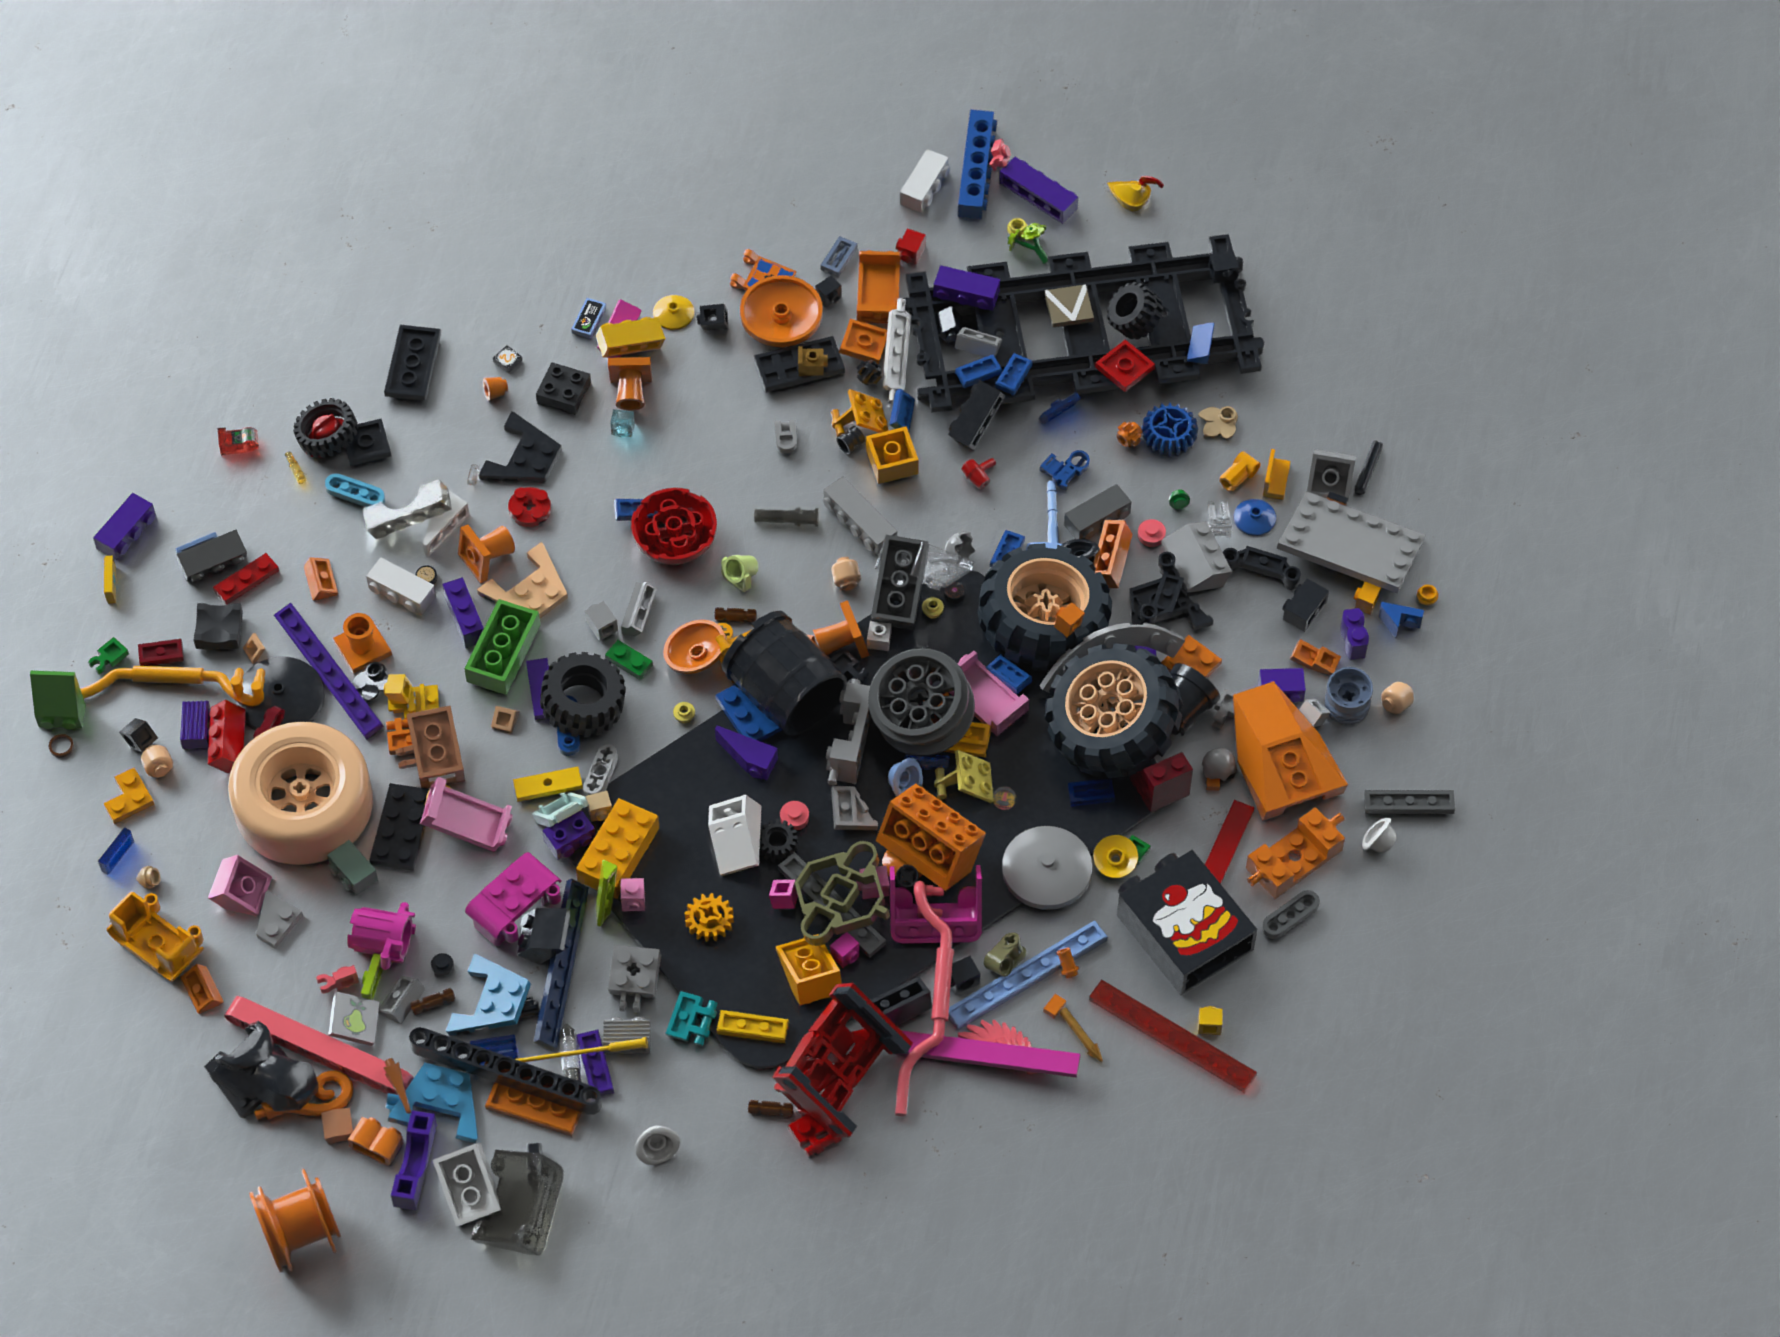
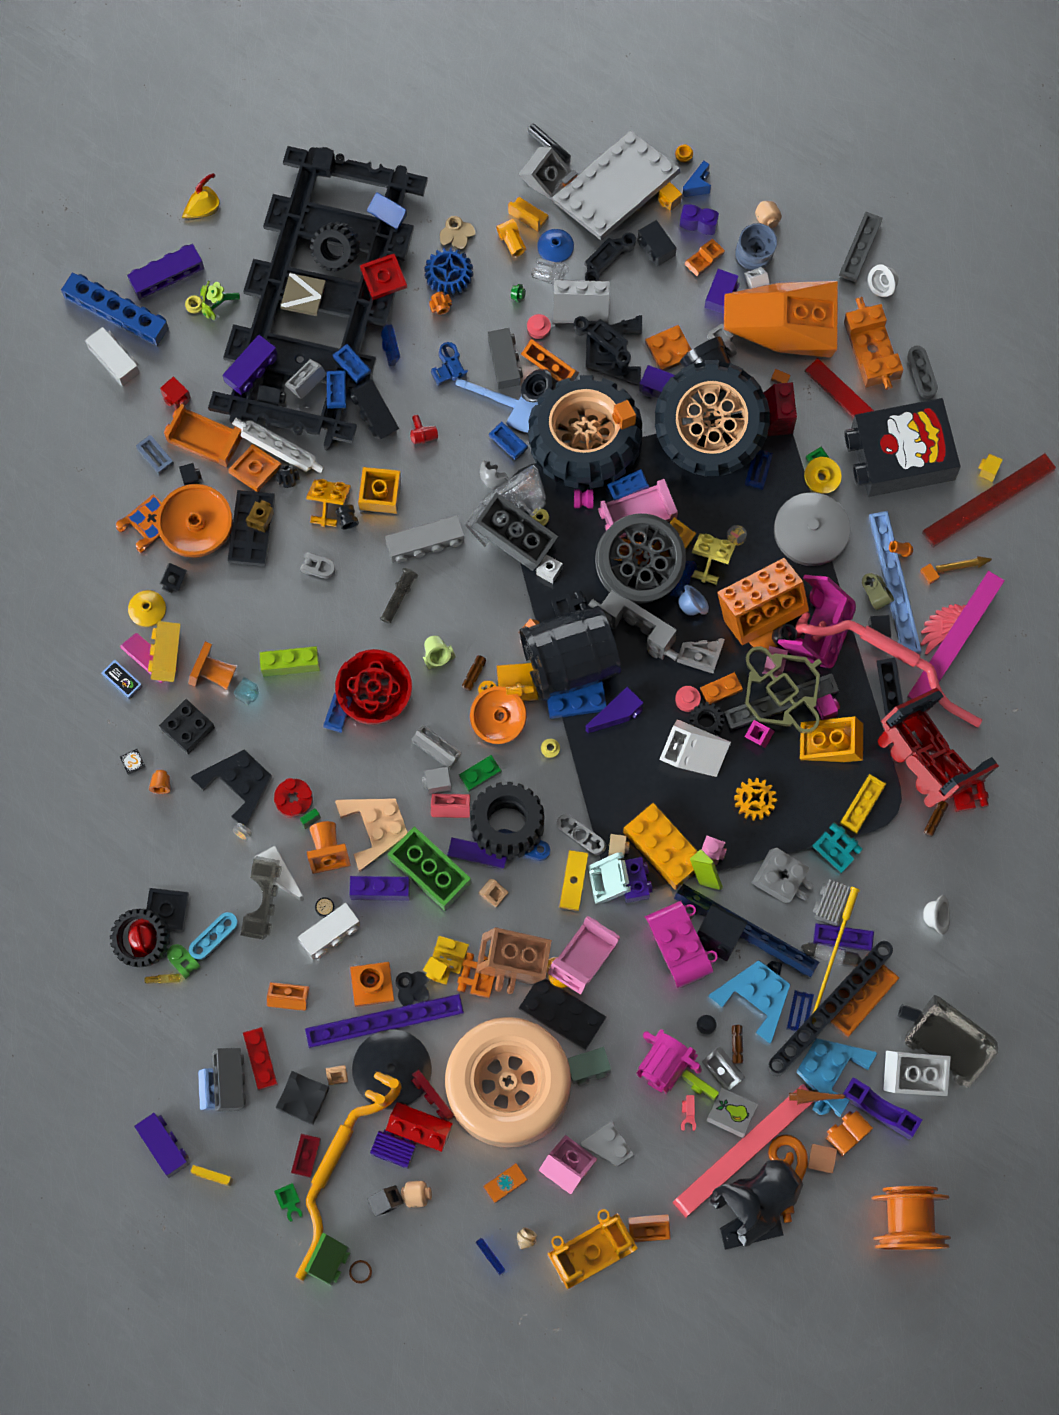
camera: 65 degrees left, 15 degrees up
(134, 797) = (439, 1224): light orange plate -> none
(199, 839) = (505, 1183): none -> orange tile
(237, 440) = (114, 1018): clear red leg -> none
(320, 471) = (178, 955): none -> bright green plate
(412, 362) = (100, 841): black plate -> none
(513, 525) = (310, 818): none -> green tile
(580, 640) = (450, 805): none -> coral slope
(670, 447) = (289, 661): none -> lime brick
(819, 842) = (721, 689): none -> orange plate
(841, 634) = (540, 596): orange plant -> none
(846, 573) = (475, 571): light nougat head -> none
(902, 410) = (337, 466): blue plate -> none
(973, 639) = (583, 498): none -> dark pink wheel
(1001, 154) = (116, 285): coral plate -> none
(1137, 635) = (651, 363): light grey plate -> none
(1219, 764) = (772, 366): light grey hair -> none

